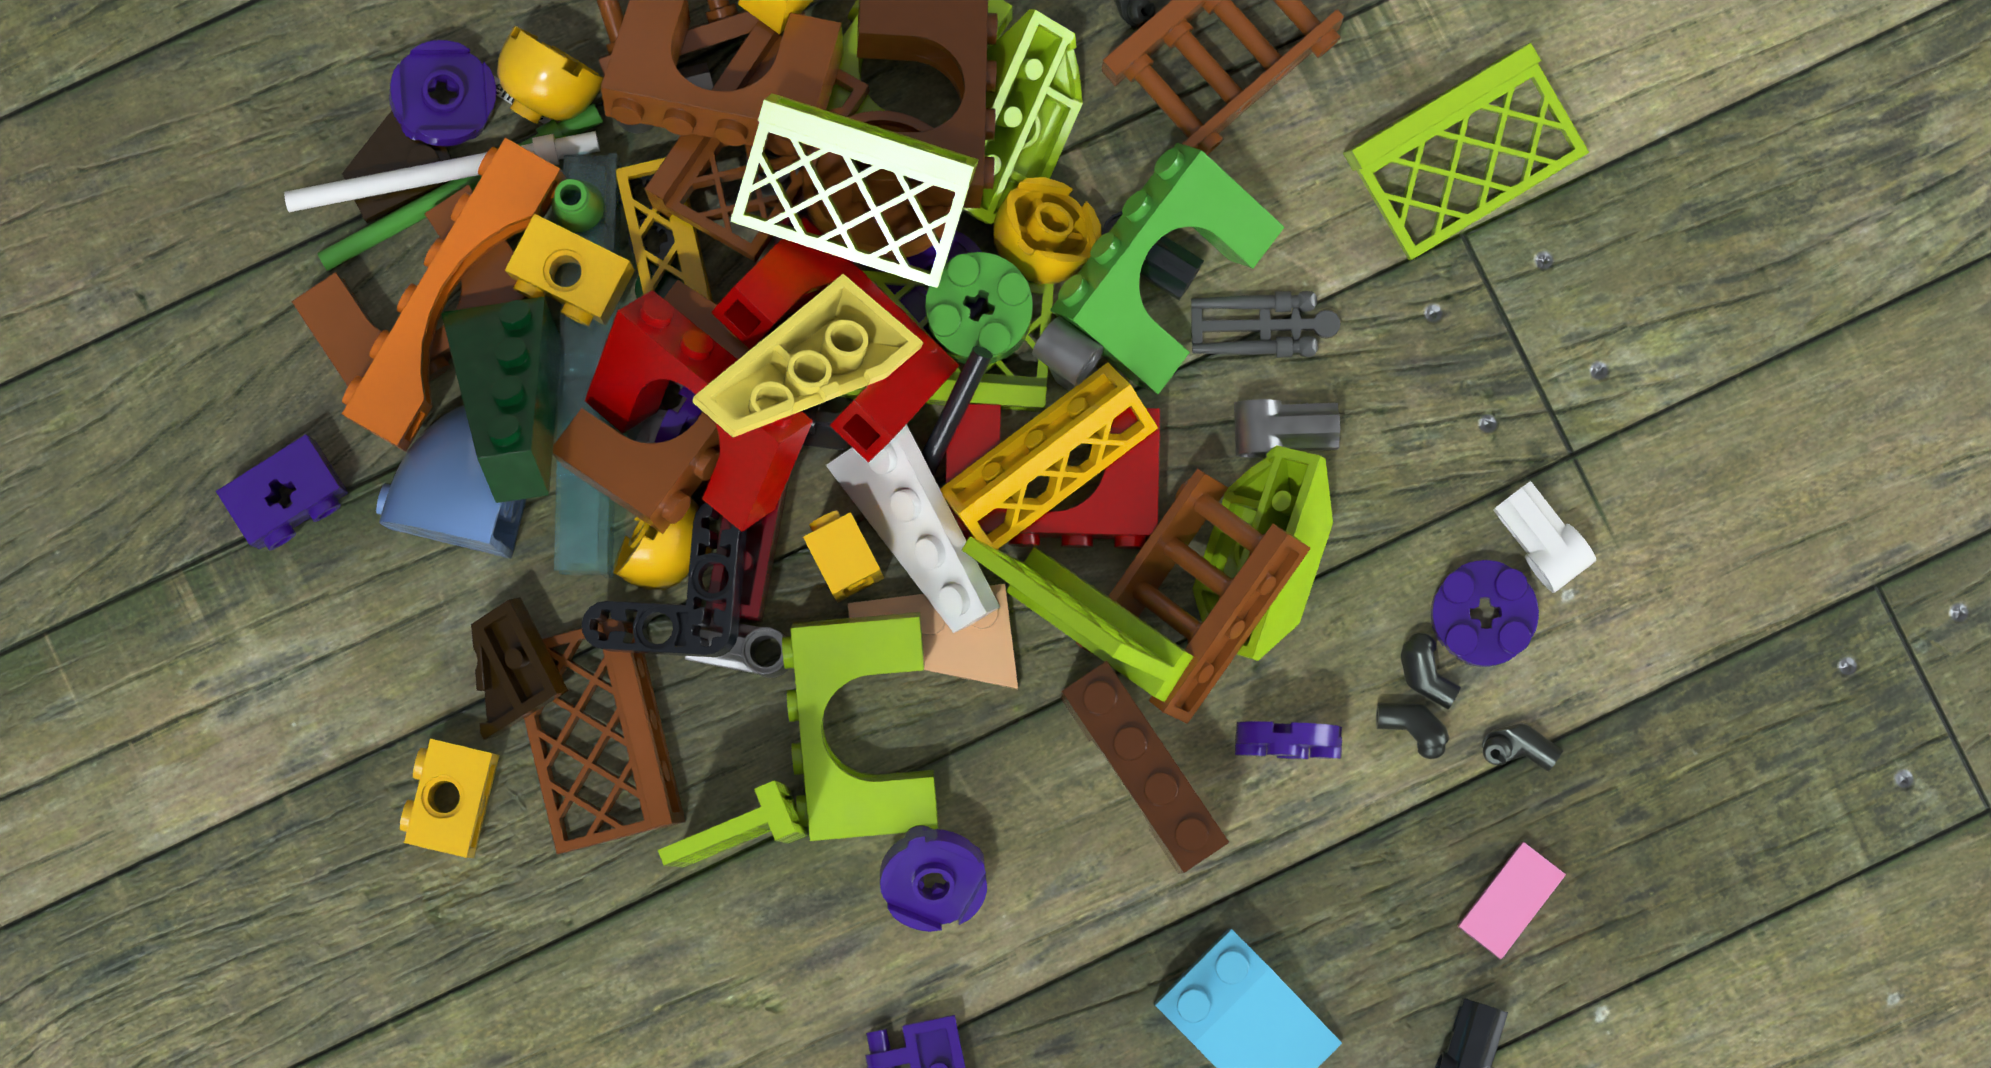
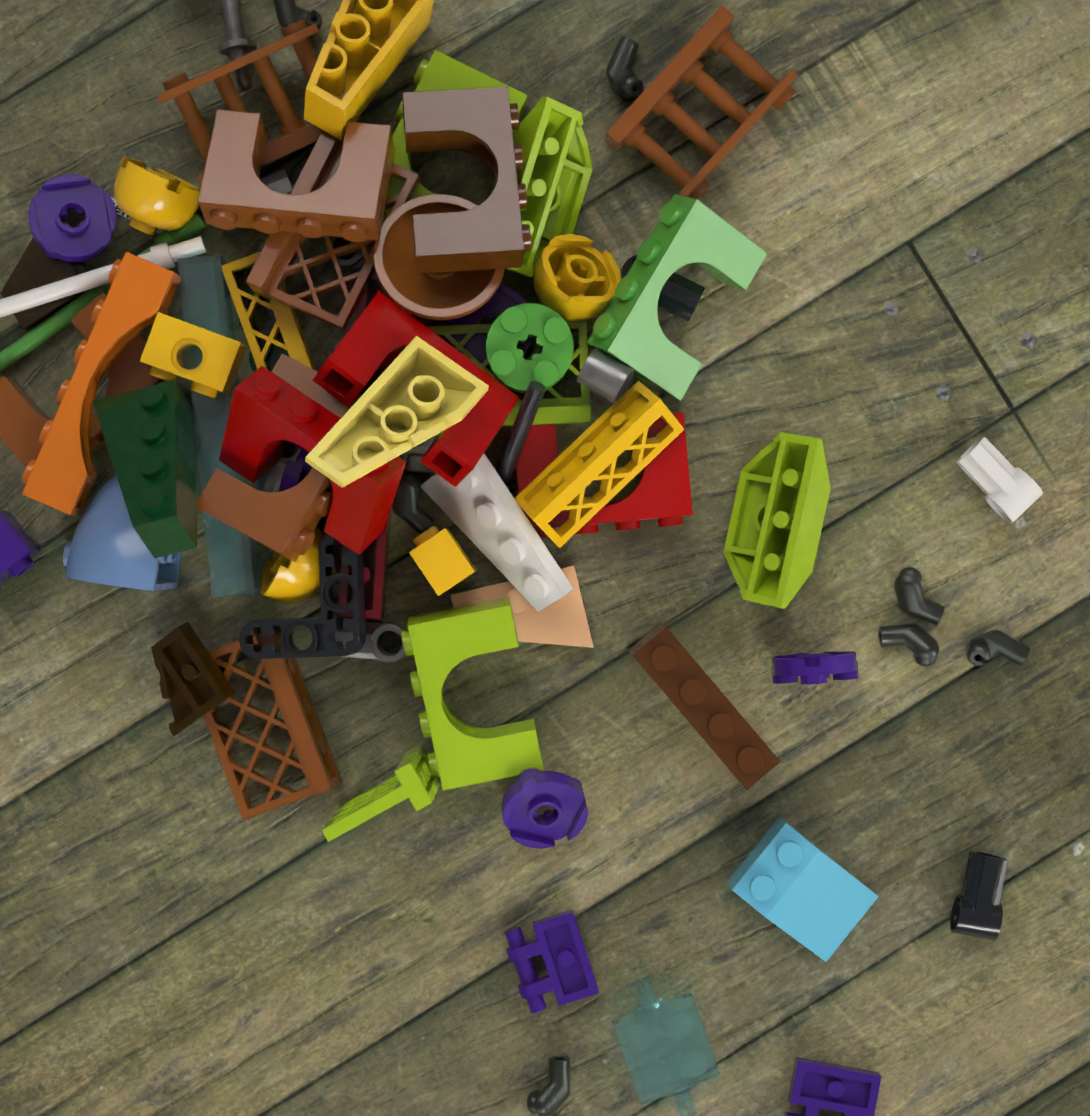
camera: 10 degrees left, 5 degrees up
(459, 829) = (167, 765): yellow brick -> none
(582, 215) = (200, 306): bright green cone -> none
(806, 482) = (406, 503): none -> pearl dark grey arm
(868, 145) = (426, 227): fence -> none
(1088, 617) = (645, 589): lime fence -> none
(1241, 599) = (767, 562): dark orange fence -> none
(1268, 423) = (773, 414): flat silver piece -> none
(1324, 324) = (805, 328): dark grey piece -> none
(1443, 112) = (886, 142): lime fence -> none
(1505, 590) = (978, 558): dark purple plate -> none
(1511, 900) = (1000, 770): bright pink tile -> none

